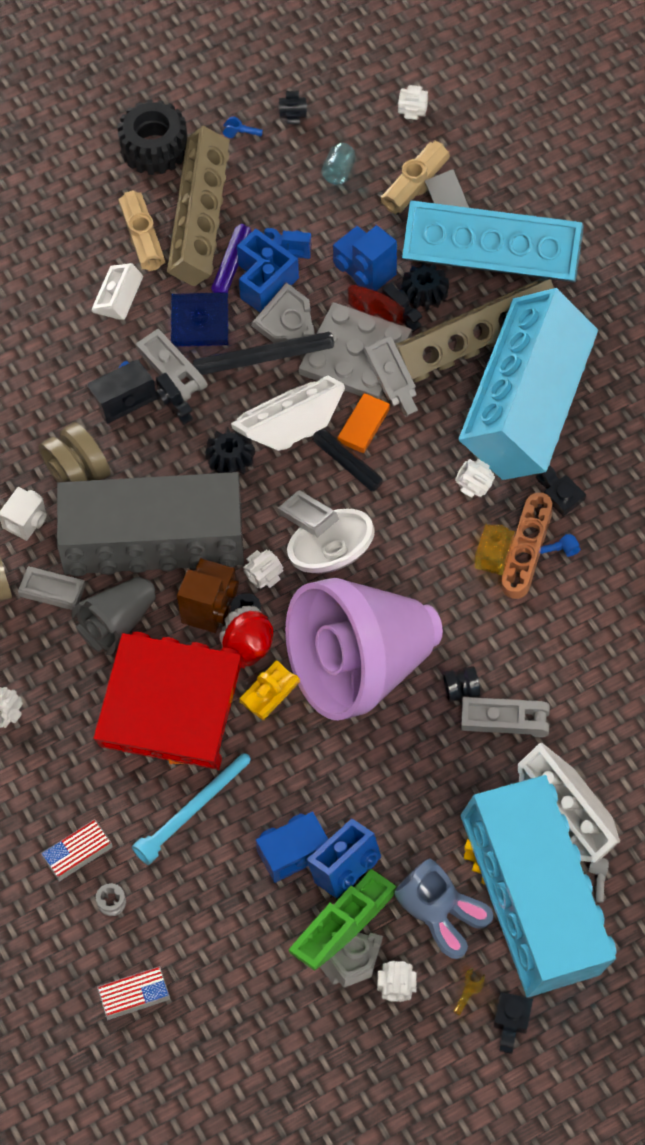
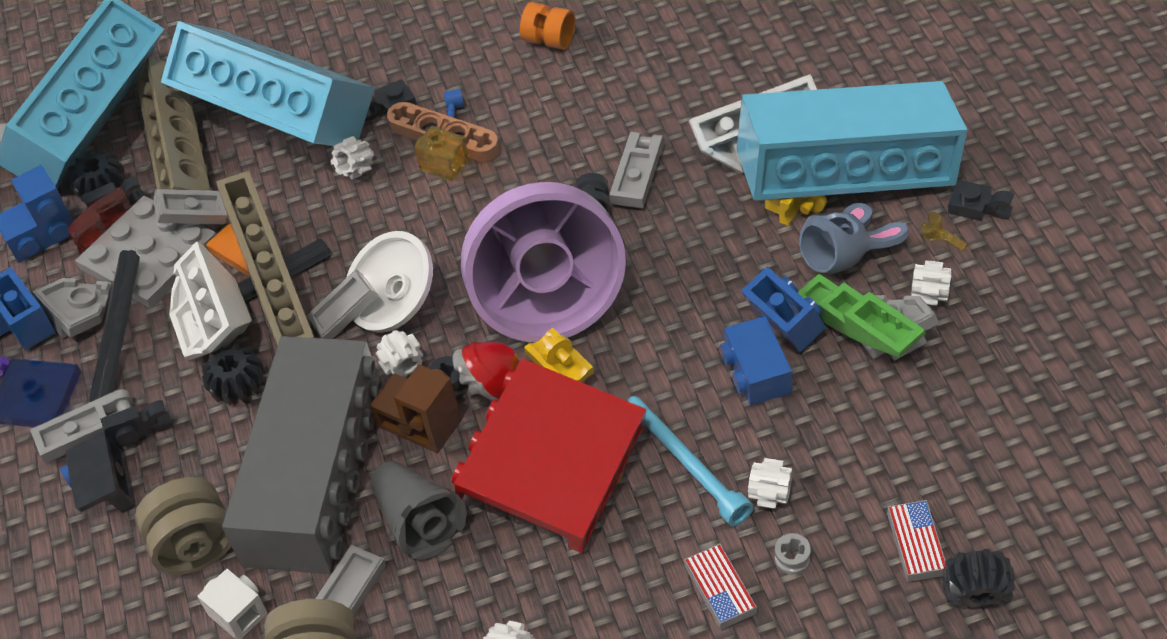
camera: 75 degrees left, 10 degrees down
(89, 1035) = (978, 578): none -> black gear
(168, 871) = (770, 483): none -> white gear
(324, 444) = (263, 257): none -> dark tan brick

